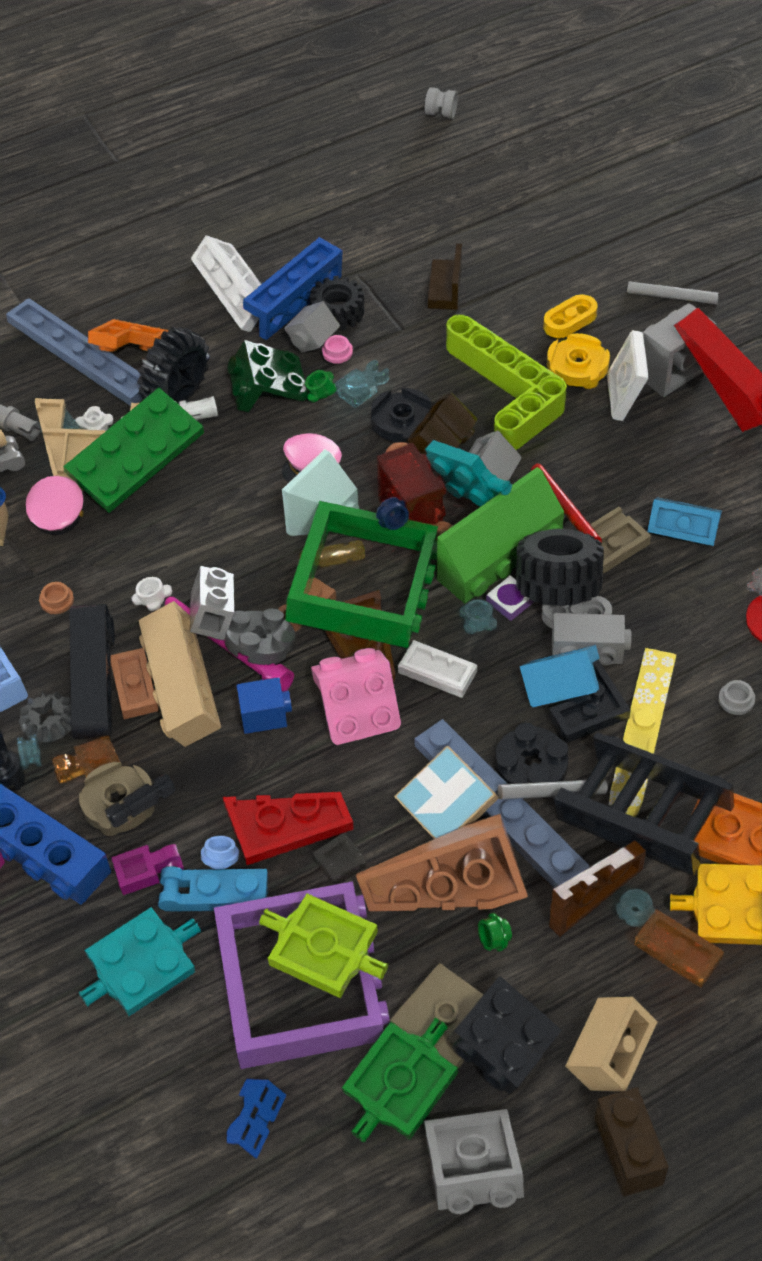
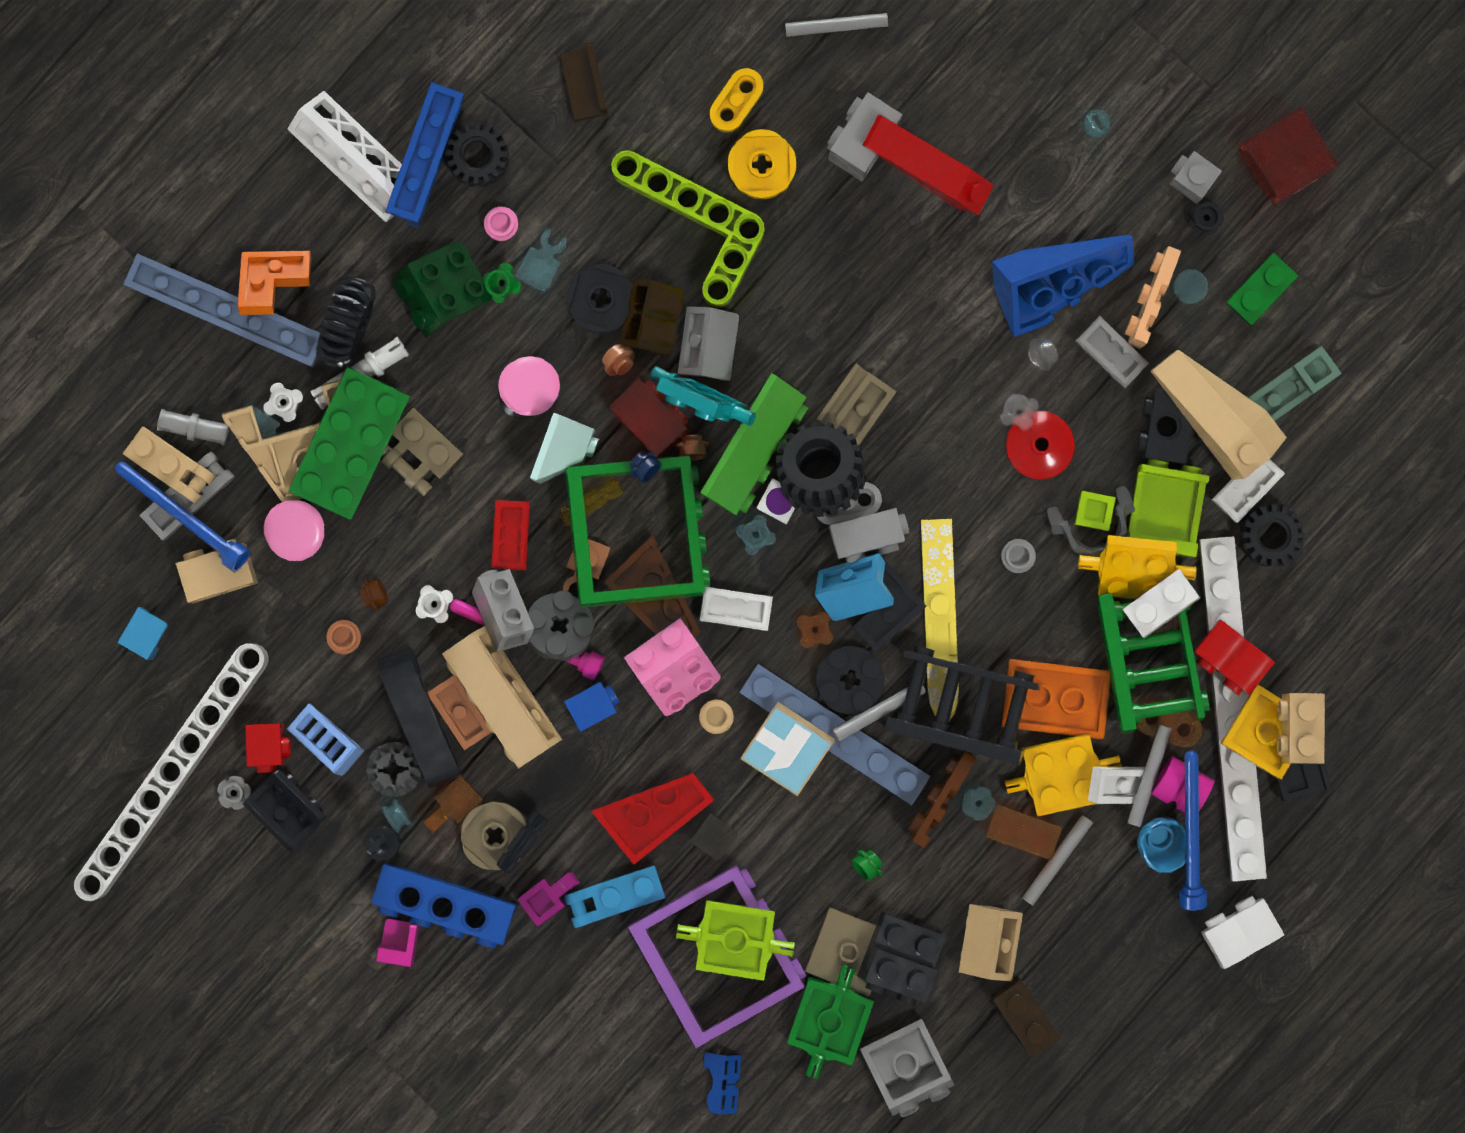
camera: 20 degrees left, 35 degrees up
(101, 572) = (374, 594): none -> reddish brown plate
(140, 961) = (579, 982): teal plate -> none
(201, 477) = (427, 445): none -> dark tan plate
(219, 852) = (608, 864): light blue plate -> none
(249, 557) = (510, 535): none -> red plate
(312, 327) = (466, 209): light grey brick -> none
(383, 757) = (716, 716): none -> tan tile
(455, 870) = (822, 811): nougat wedge -> none
(512, 699) = (822, 636): none -> clear orange plate
(569, 508) = (802, 376): red bar -> none
(627, 375) = (822, 190): white plate -> none
(684, 521) = (923, 352): dark azure panel -> none
(709, 991) = (1057, 860): none -> light grey bar

